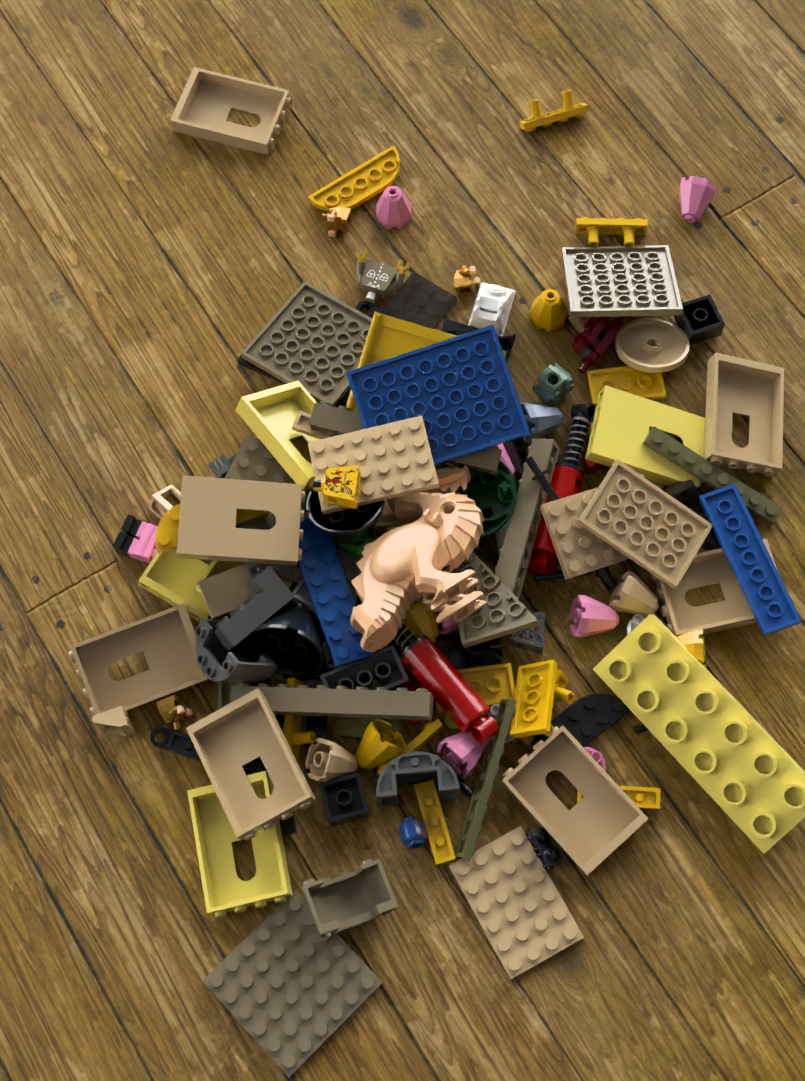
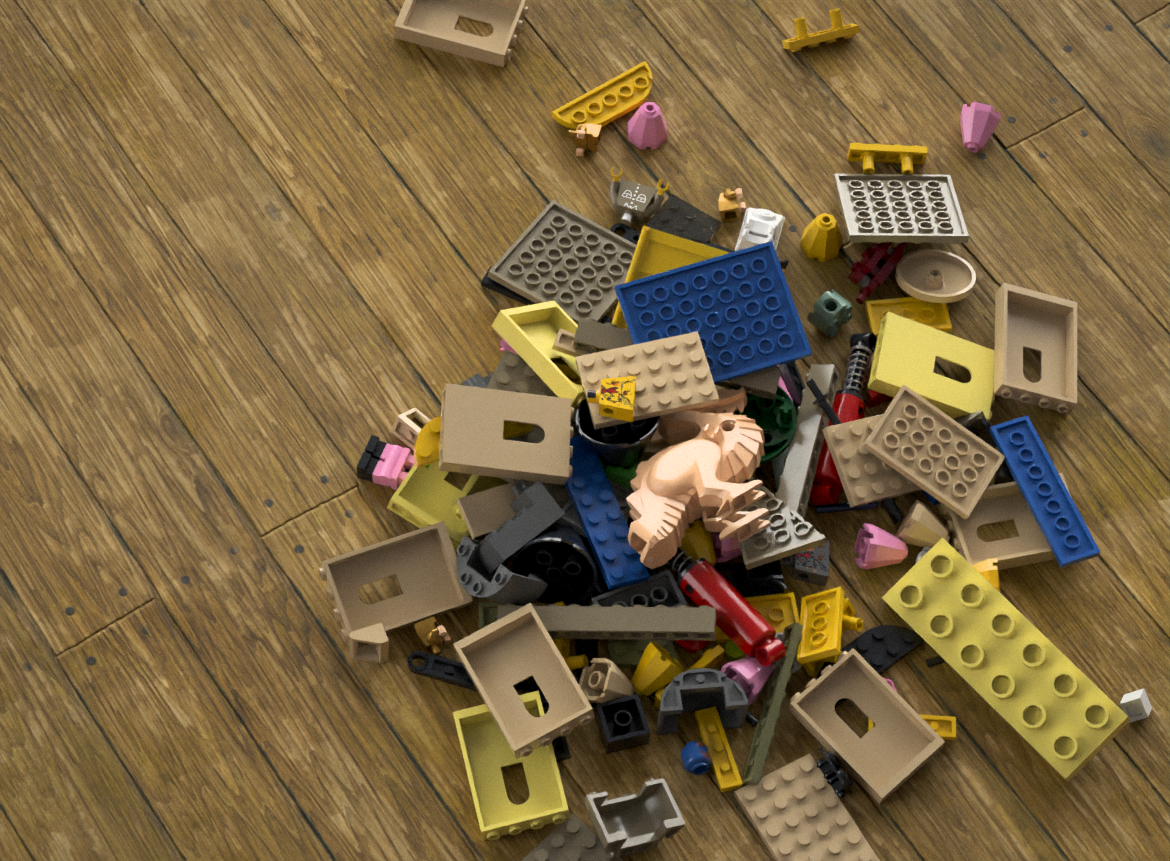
camera: 10 degrees left, 10 degrees down
(540, 419) = (823, 348): sand blue cone -> none
(700, 319) = (986, 251): black brick -> none
(710, 473) = (1000, 405): olive plate -> none

